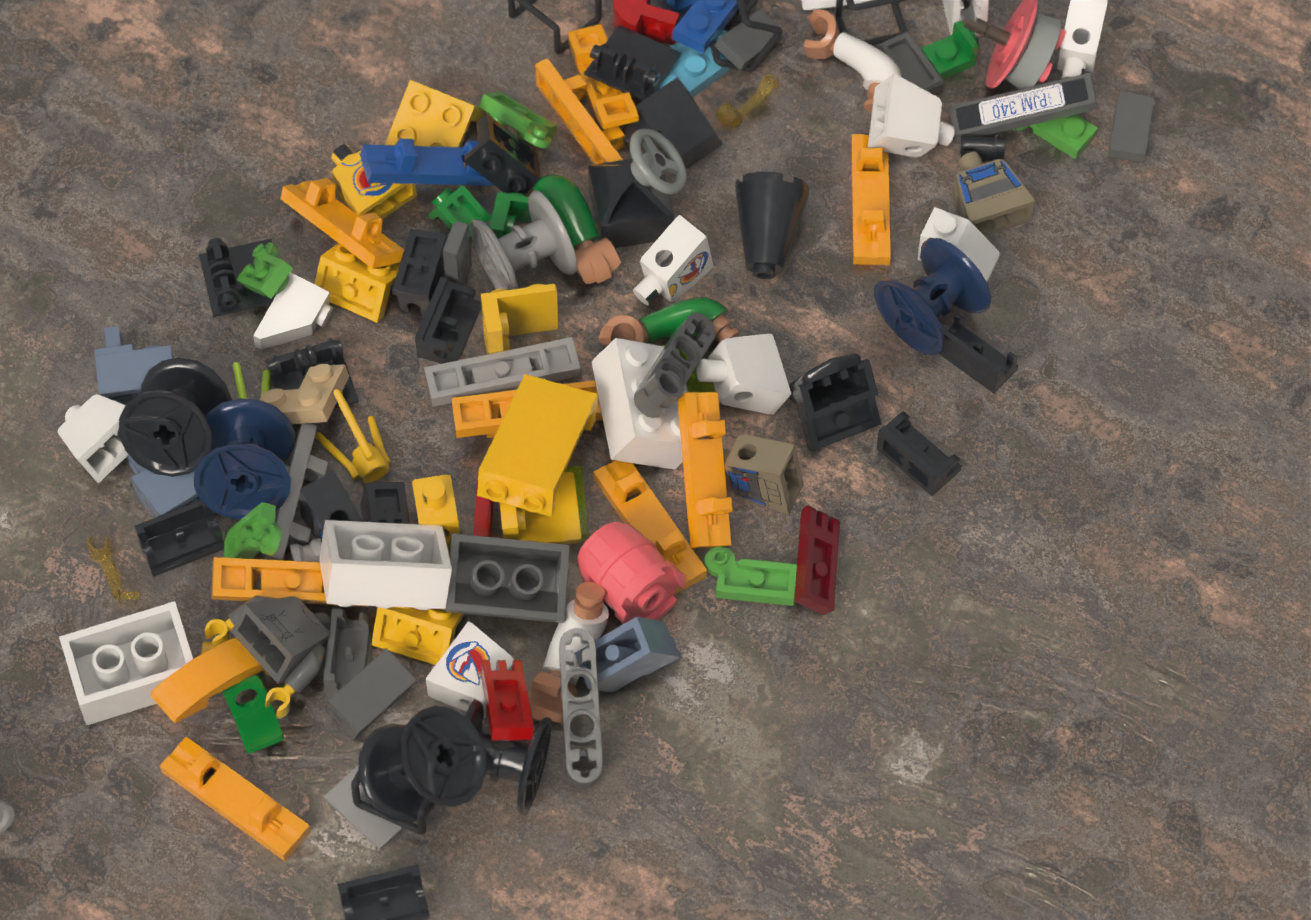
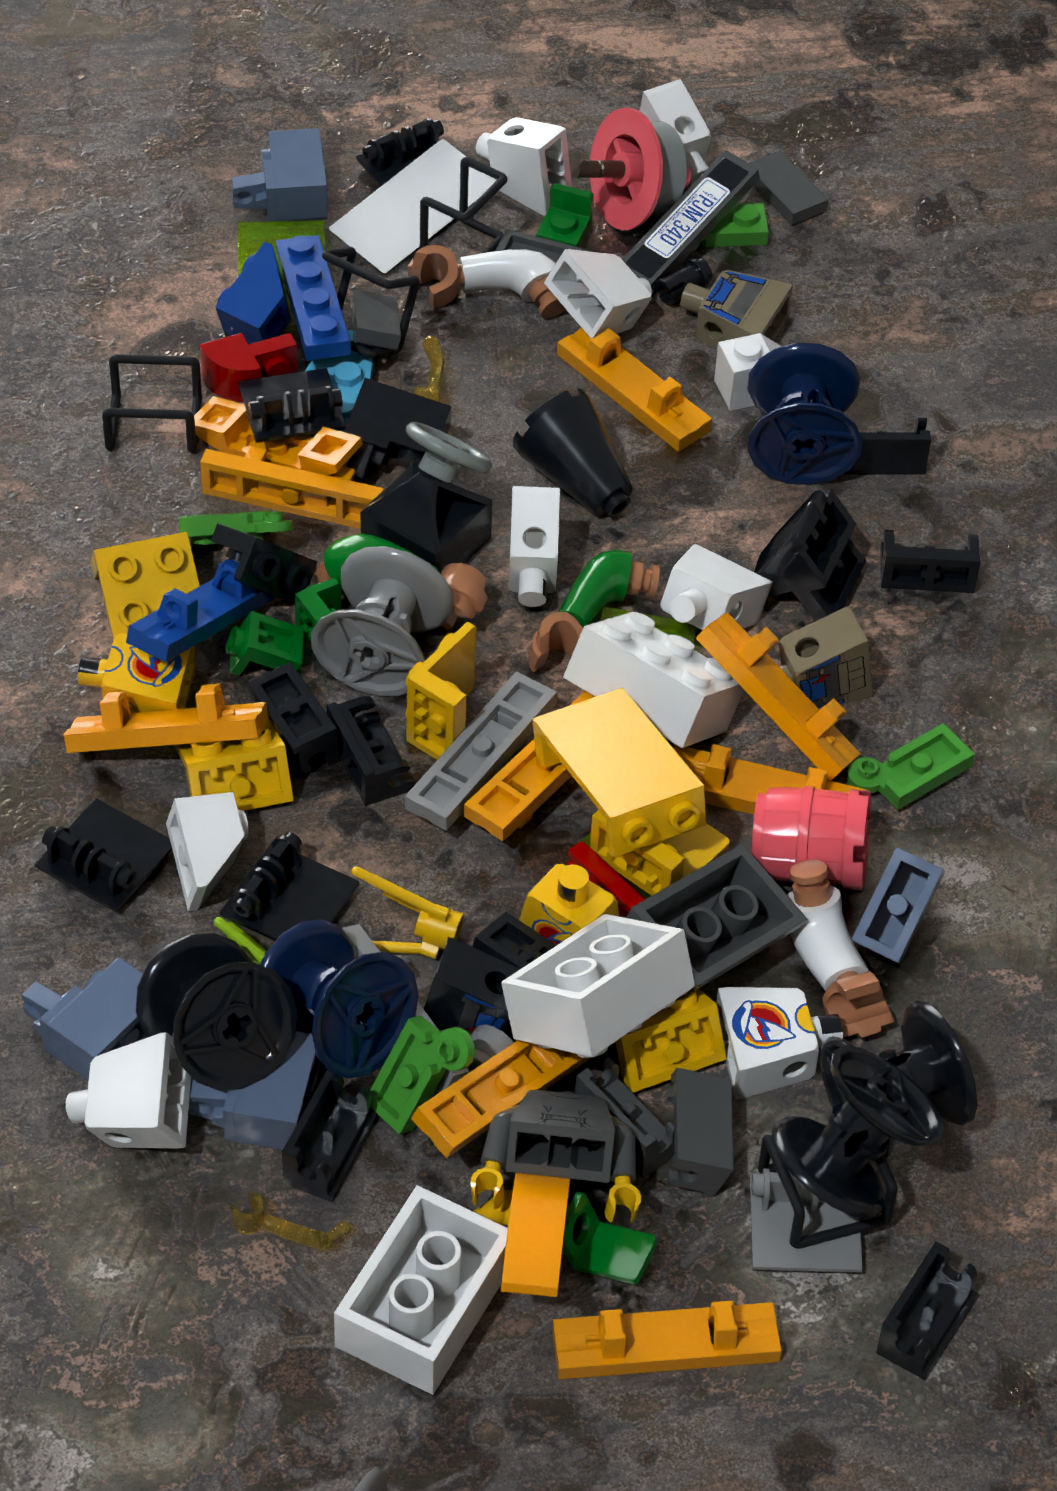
camera: 45 degrees left, 10 degrees down
(269, 273) = (146, 818): bright green hinge -> none
(314, 398) = (323, 894): tan plate -> none
(457, 253) = (323, 667): dark grey tile -> none
(507, 701) = (855, 1018): red hinge -> none
(583, 706) = (974, 1028): beam -> none
(662, 387) = (675, 634): dark grey beam -> none
(817, 560) = (952, 708): dark red hinge -> none

